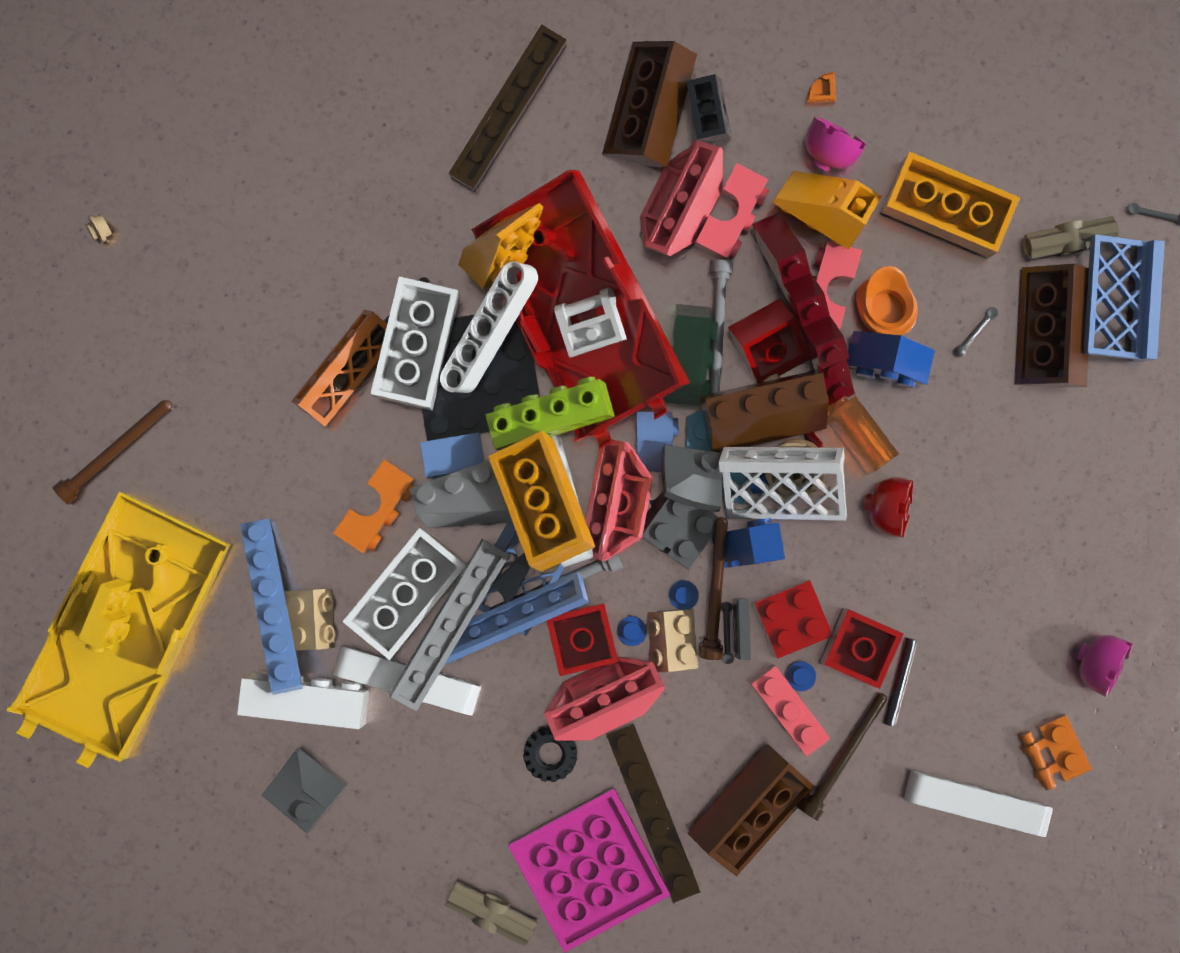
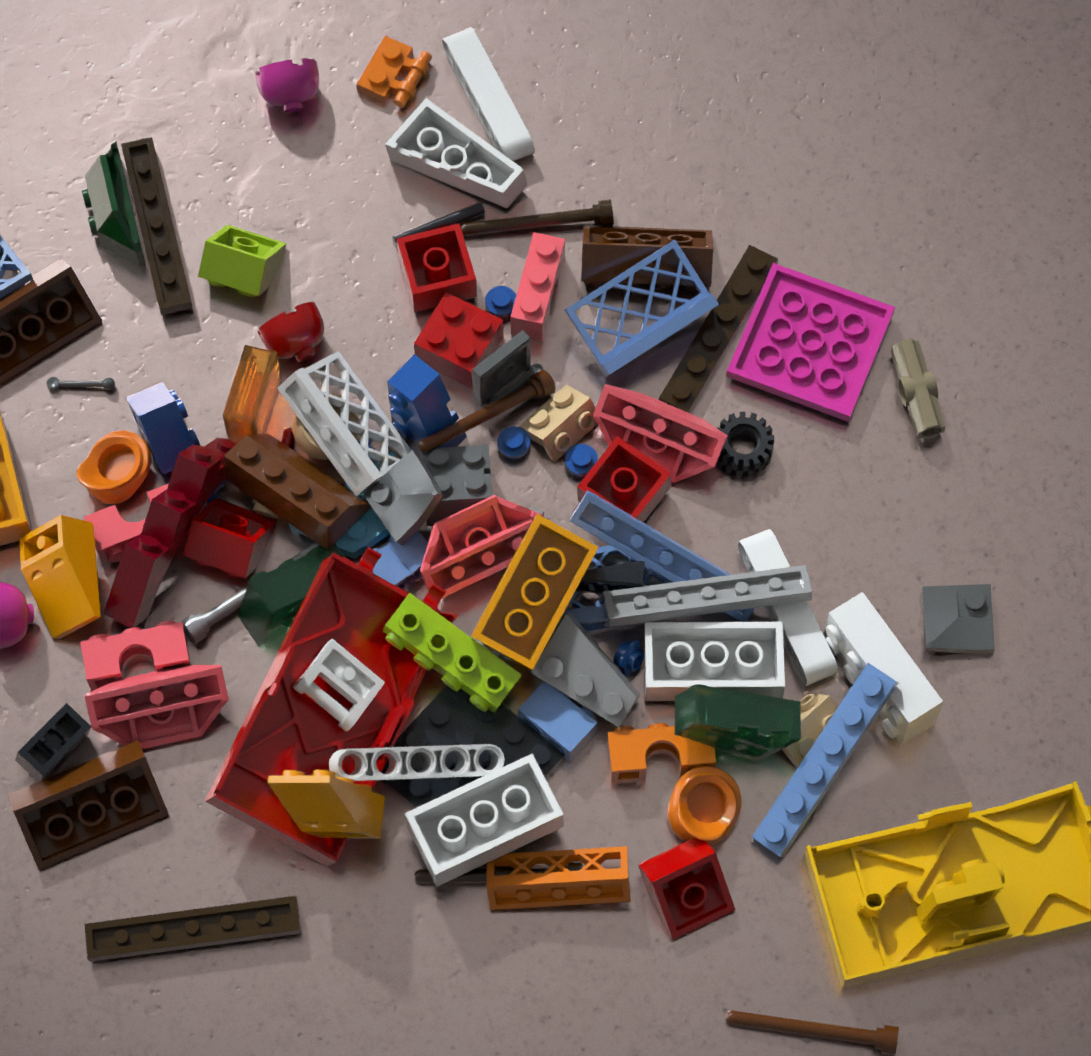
camera: 125 degrees left, 20 degrees down
(271, 446) = (687, 886): none -> red slope
(313, 503) = (704, 805): none -> orange piece
(344, 567) = (737, 721): none -> clear green wedge
(459, 541) = (629, 656): none -> blue plate
(681, 759) = (658, 331): none -> medium blue fence
(950, 734) = (455, 155): none -> white wedge
(984, 517) = (240, 260): none -> lime slope
(1062, 478) = (156, 226): none -> dark brown plate
(1104, 458) = (112, 206): none -> dark green wedge

